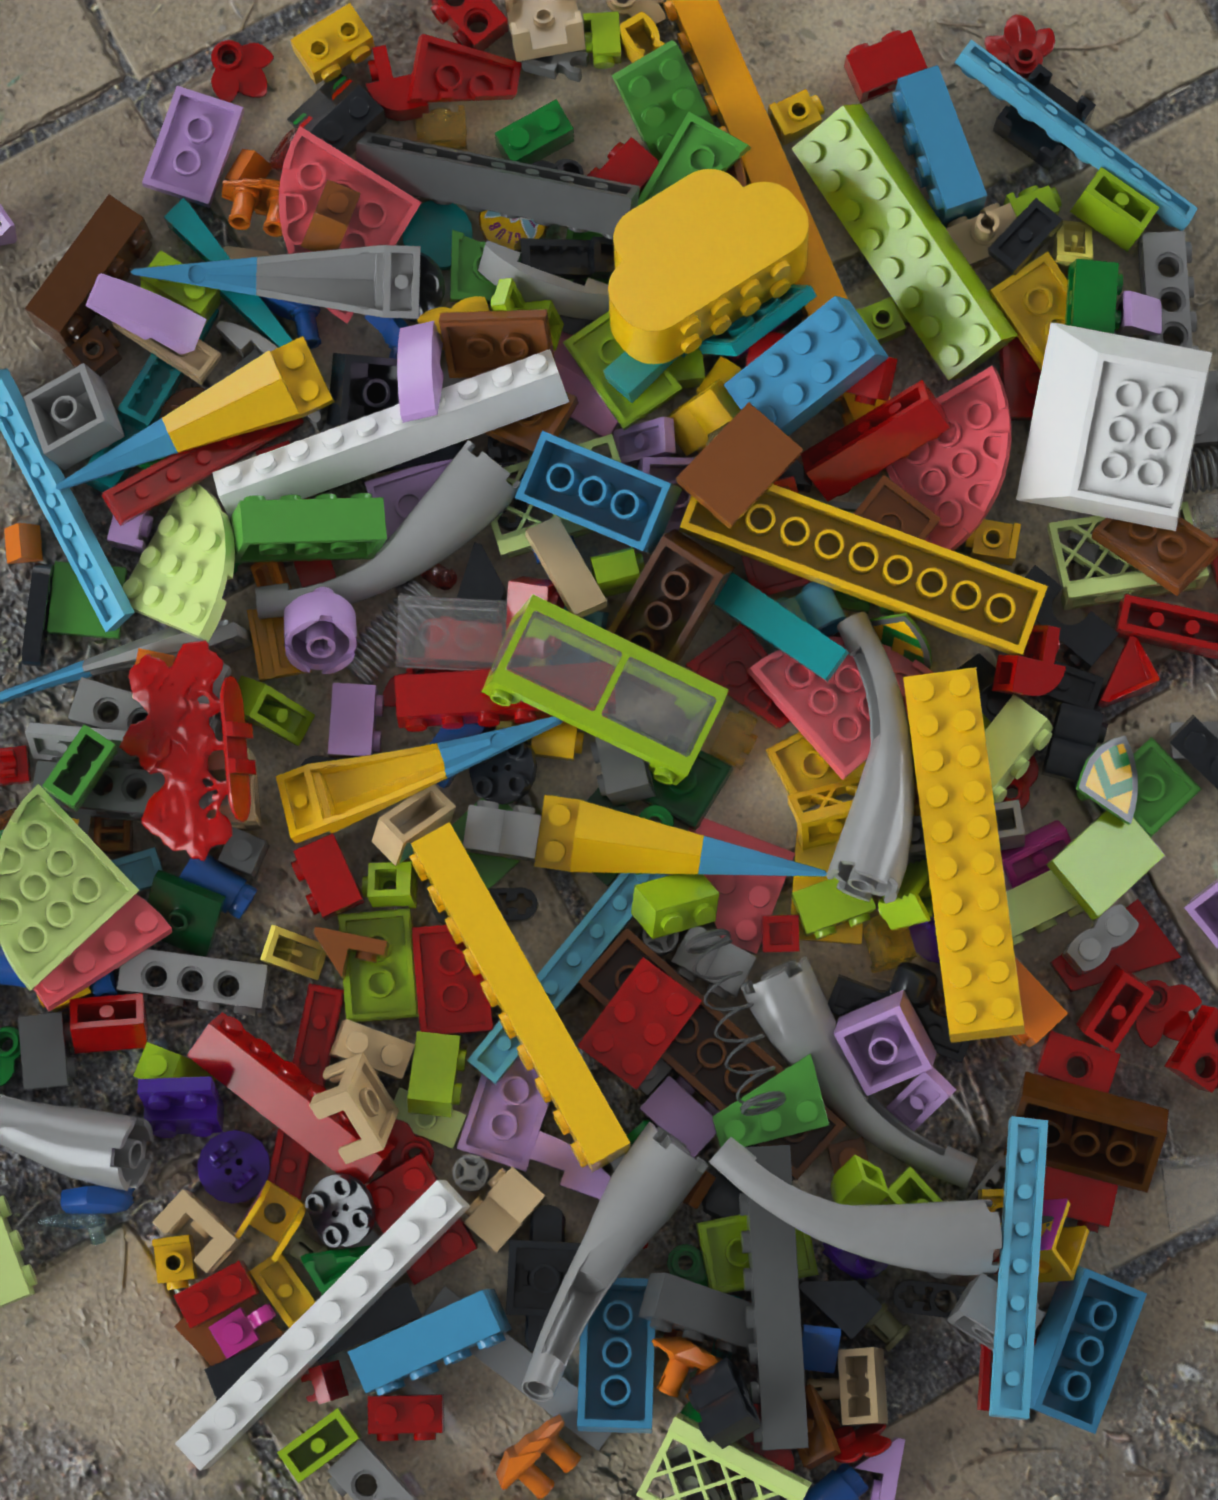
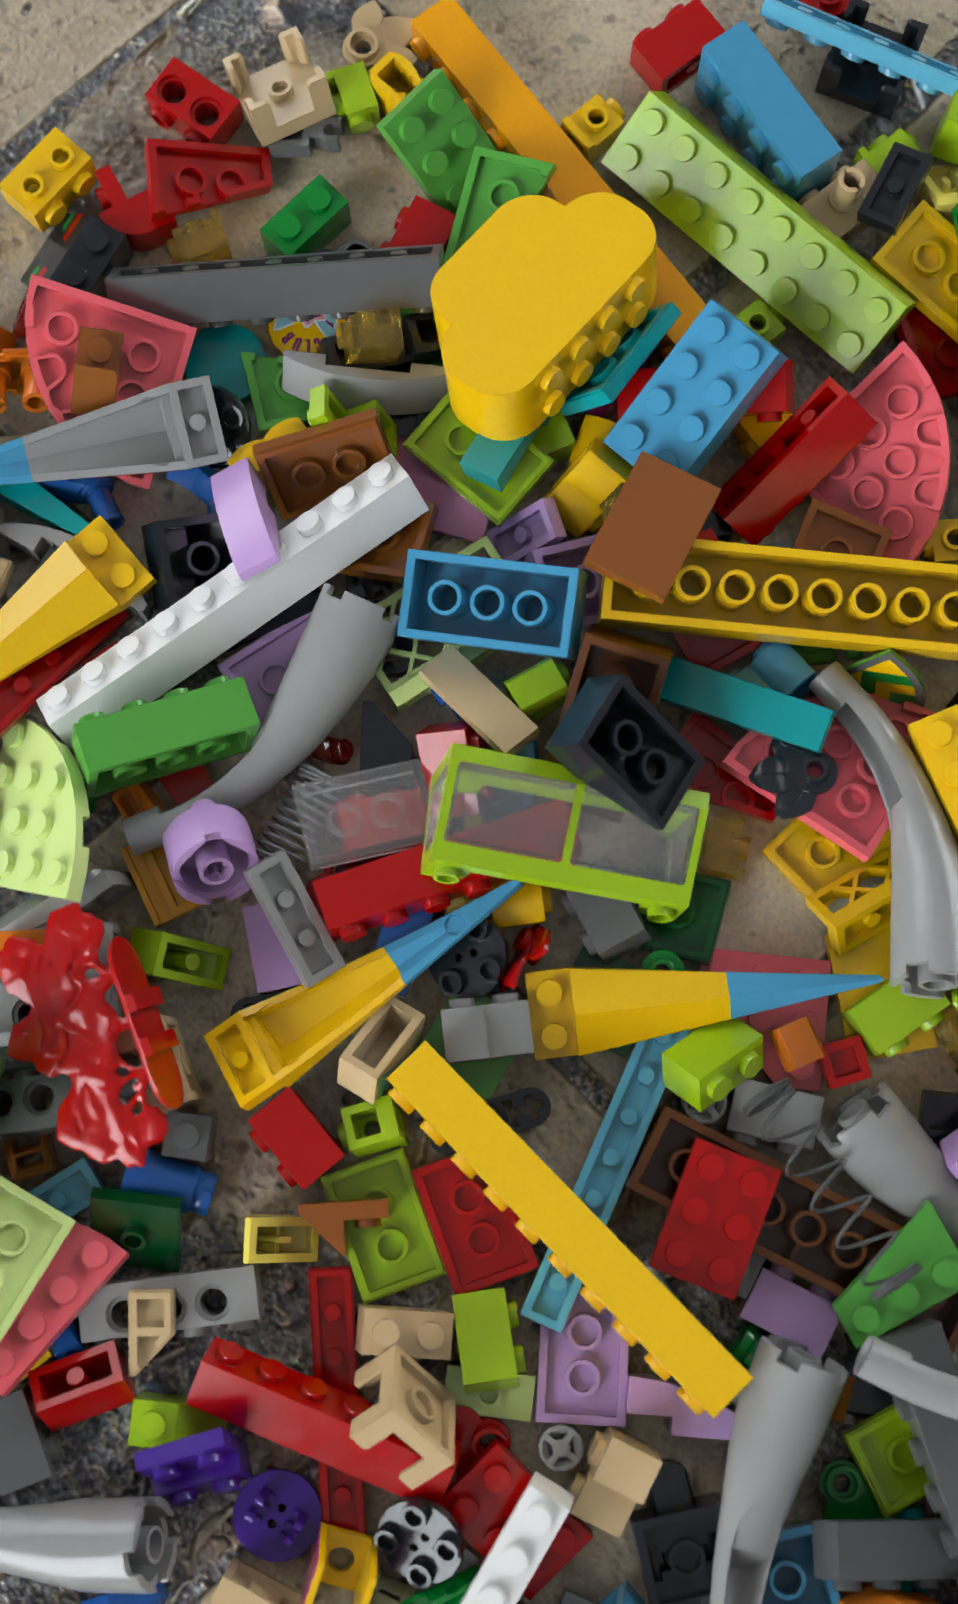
camera: 15 degrees left, 0 degrees up
(174, 989) = (149, 1324): none -> tan tile
(372, 701) = (294, 918): none -> light grey plate
(555, 777) = (530, 948): none -> red plate
(560, 248) = (371, 337): none -> clear yellow brick
(669, 636) = (625, 749): none -> black slope
(746, 908) = (797, 1044): none -> orange slope
(797, 695) = (788, 778): none -> black plate

